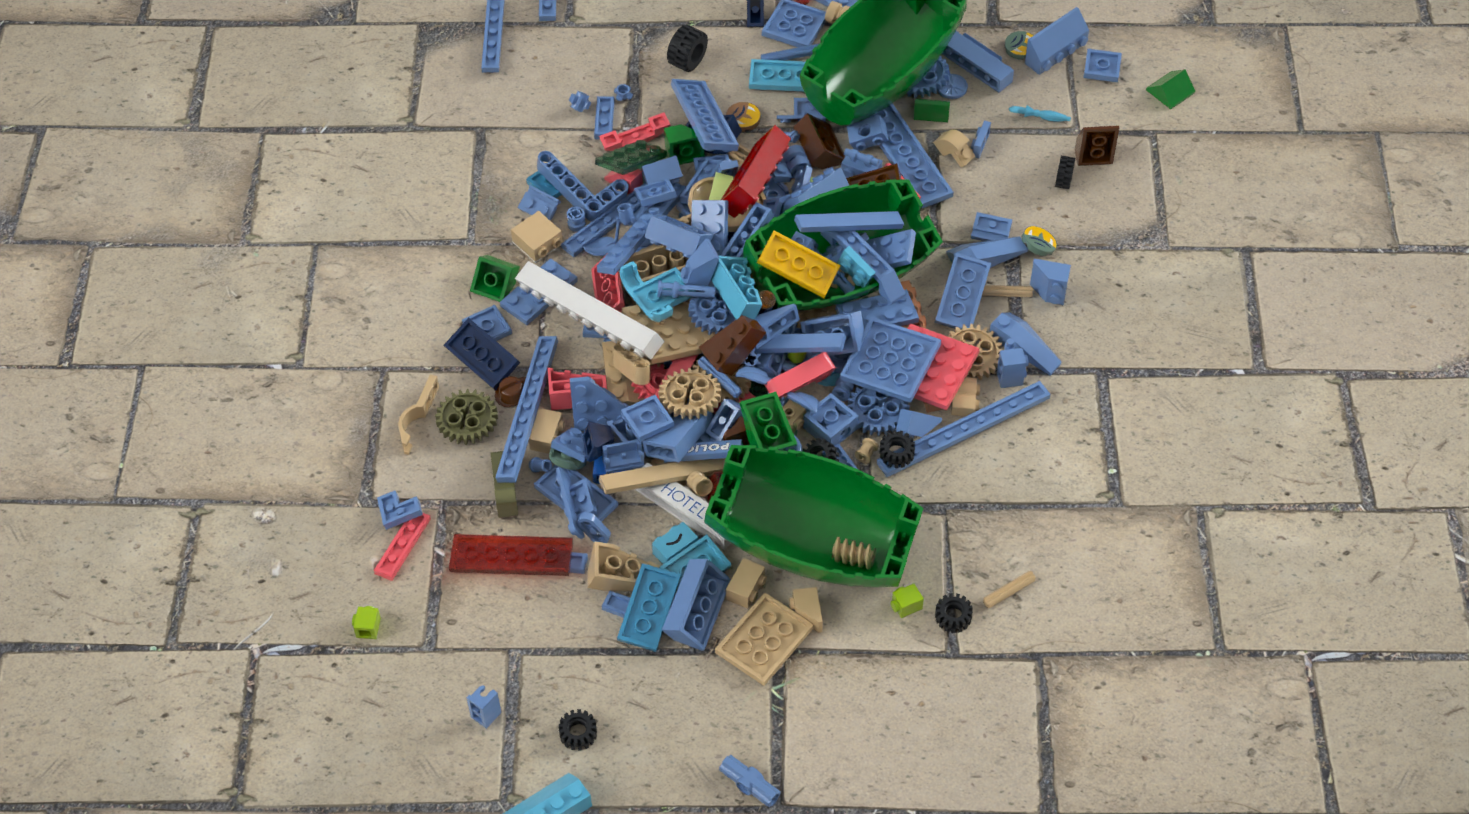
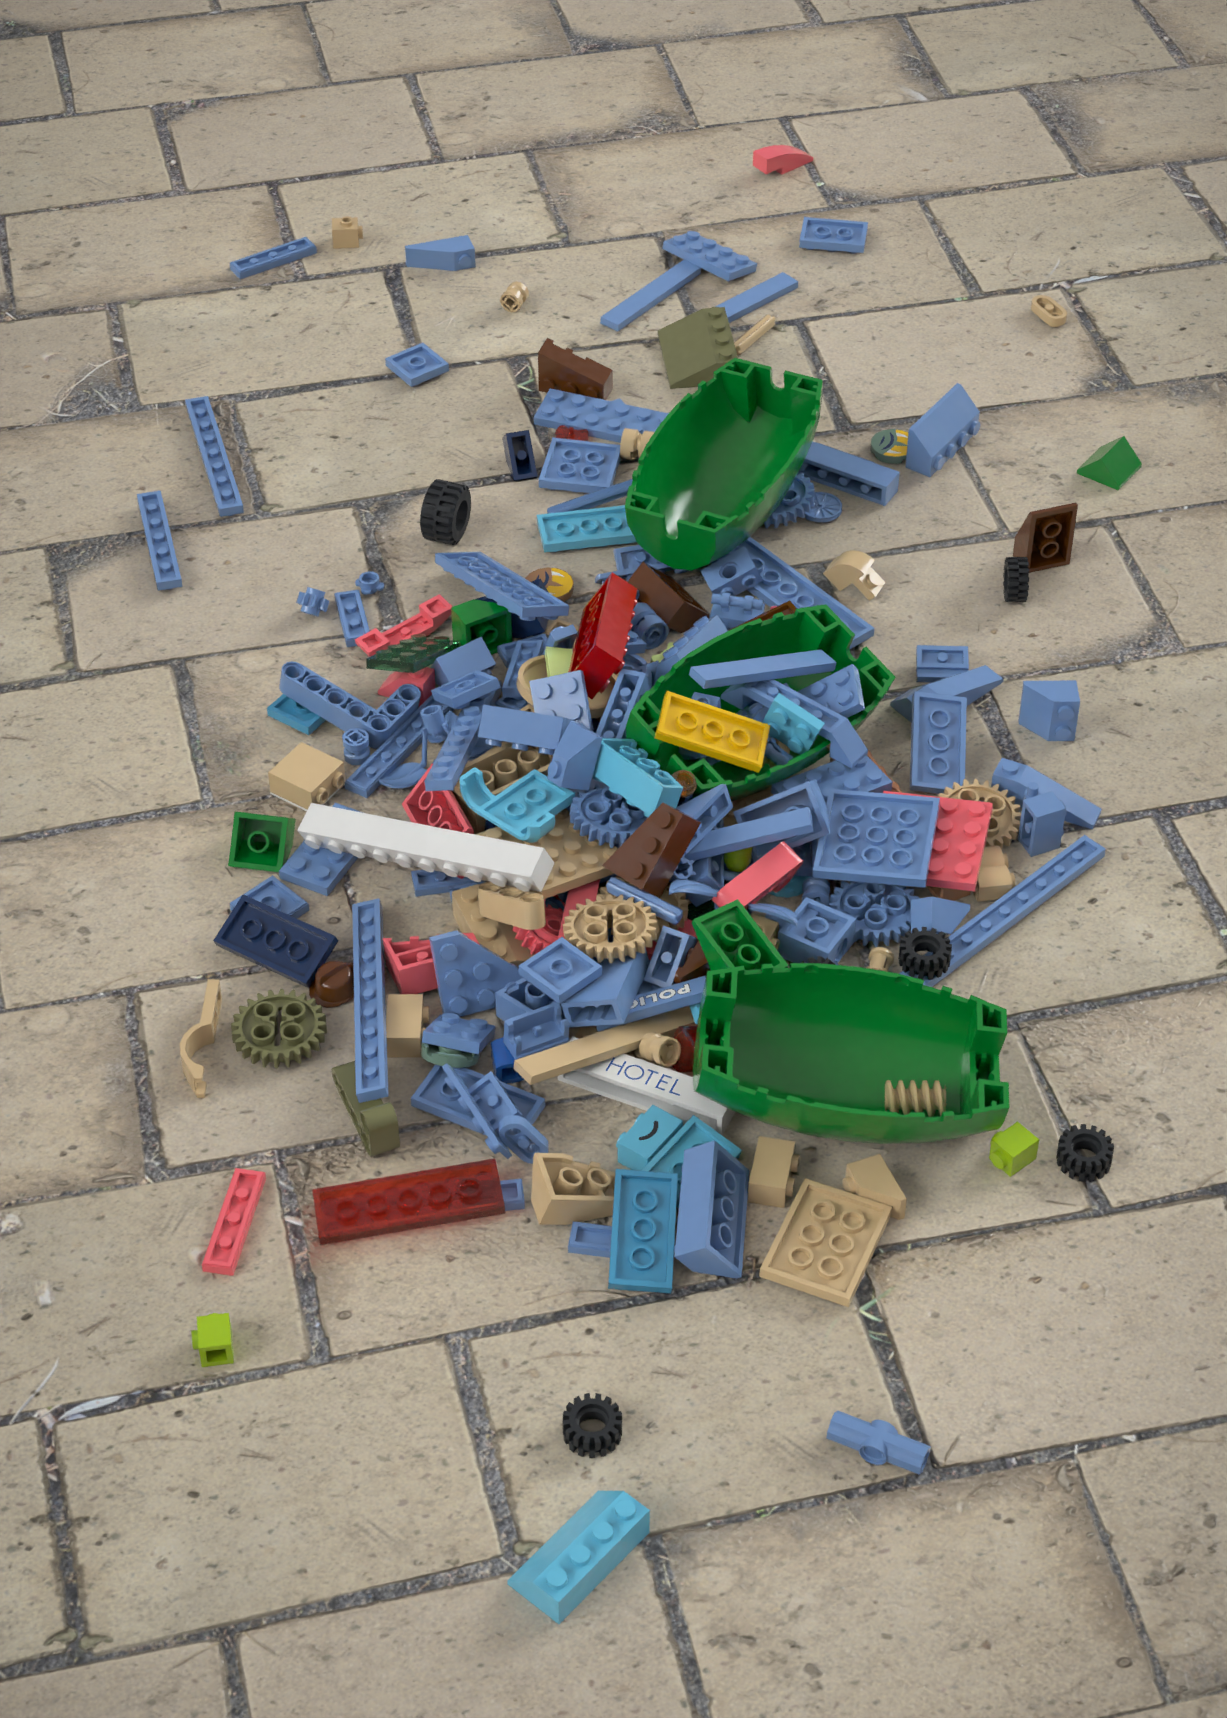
camera: 15 degrees left, 10 degrees down
(396, 513) = (213, 1178): medium blue plate -> none
(484, 709) = (439, 1420): medium blue hinge -> none
(537, 200) = (291, 731): medium blue plate -> none
(537, 465) = (406, 1072): medium blue pin -> none
(594, 438) = (487, 1017): dark blue slope -> none
(709, 291) = (550, 793): medium blue pin -> none
(802, 177) = (661, 642): medium blue plate -> none
(931, 110) = (805, 536): green slope -> none
(982, 136) = (884, 553): medium blue plate -> none
(1007, 291) = (997, 735): tan axle -> none
(1009, 589) = (1149, 1107): tan axle -> none
(1039, 240) = (1013, 666): tile -> none
(1045, 114) = (961, 520): medium azure piece -> none
(1102, 65) = (1010, 452): medium blue plate -> none

